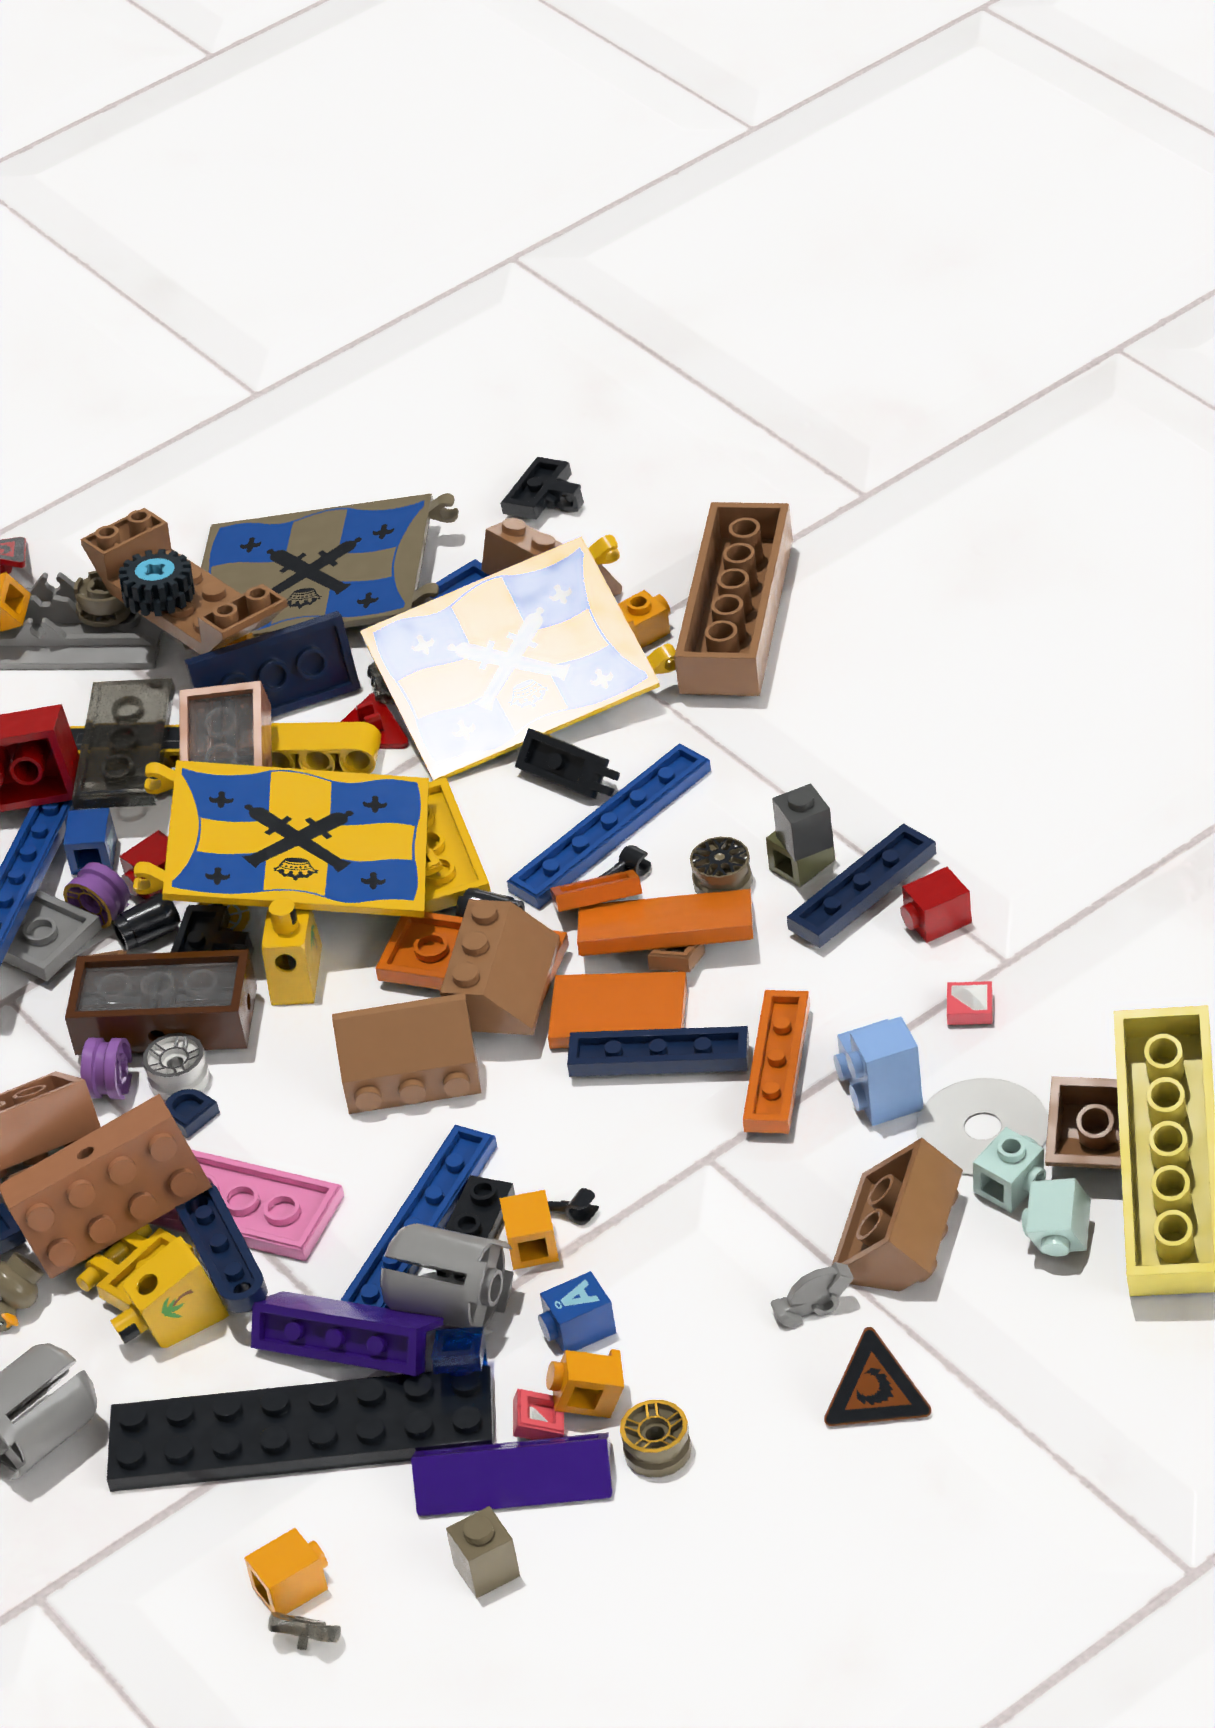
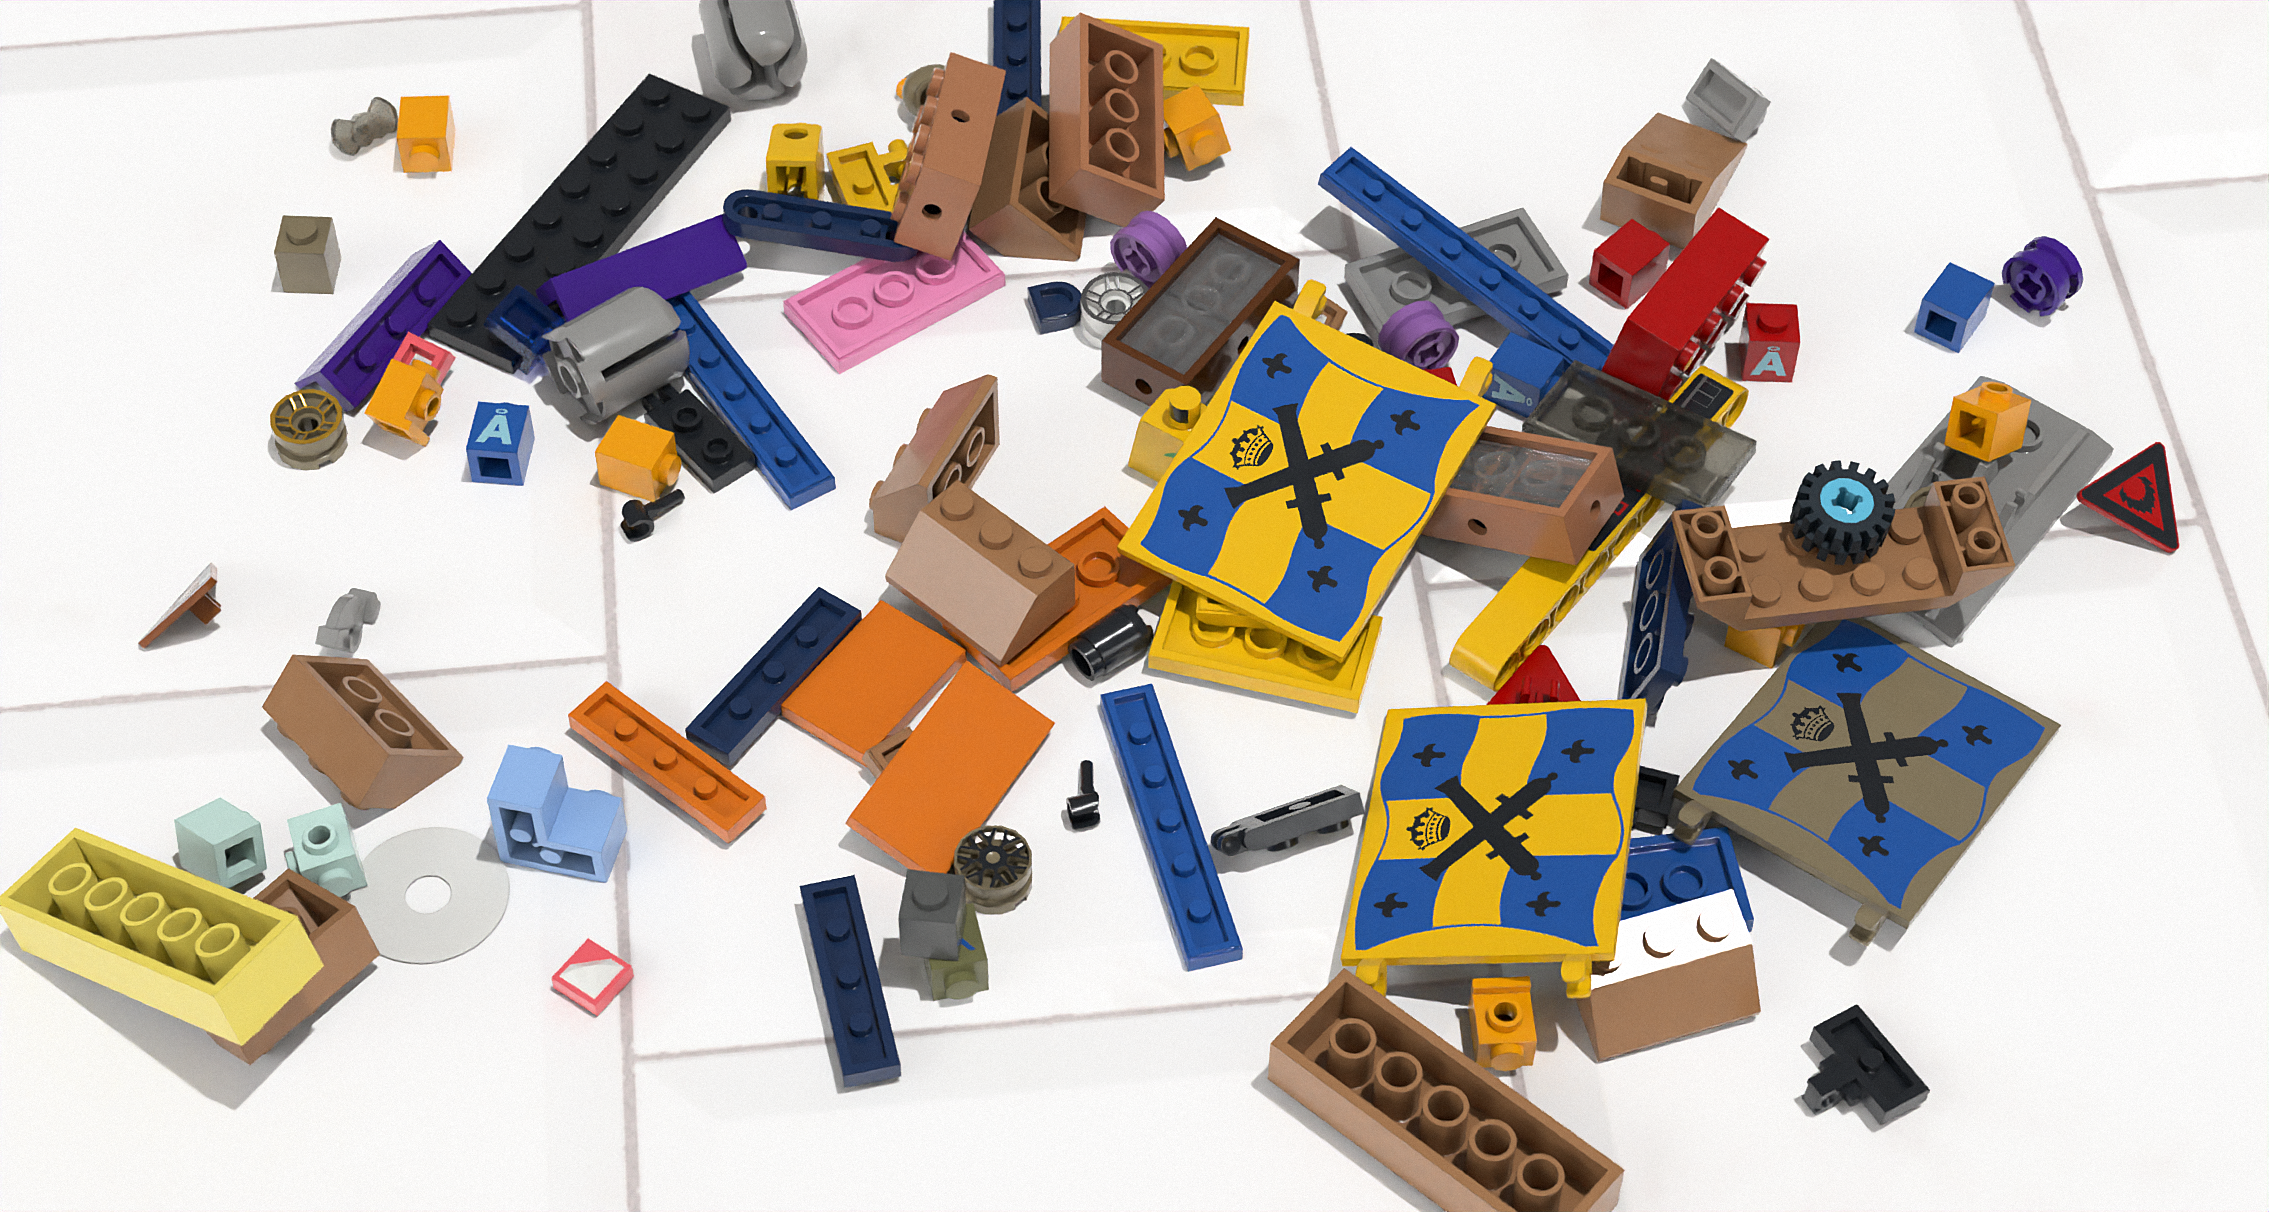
camera: 115 degrees right, 10 degrees up
(596, 890) = (1059, 744): orange tile -> none
(936, 904) = (749, 1021): red brick -> none

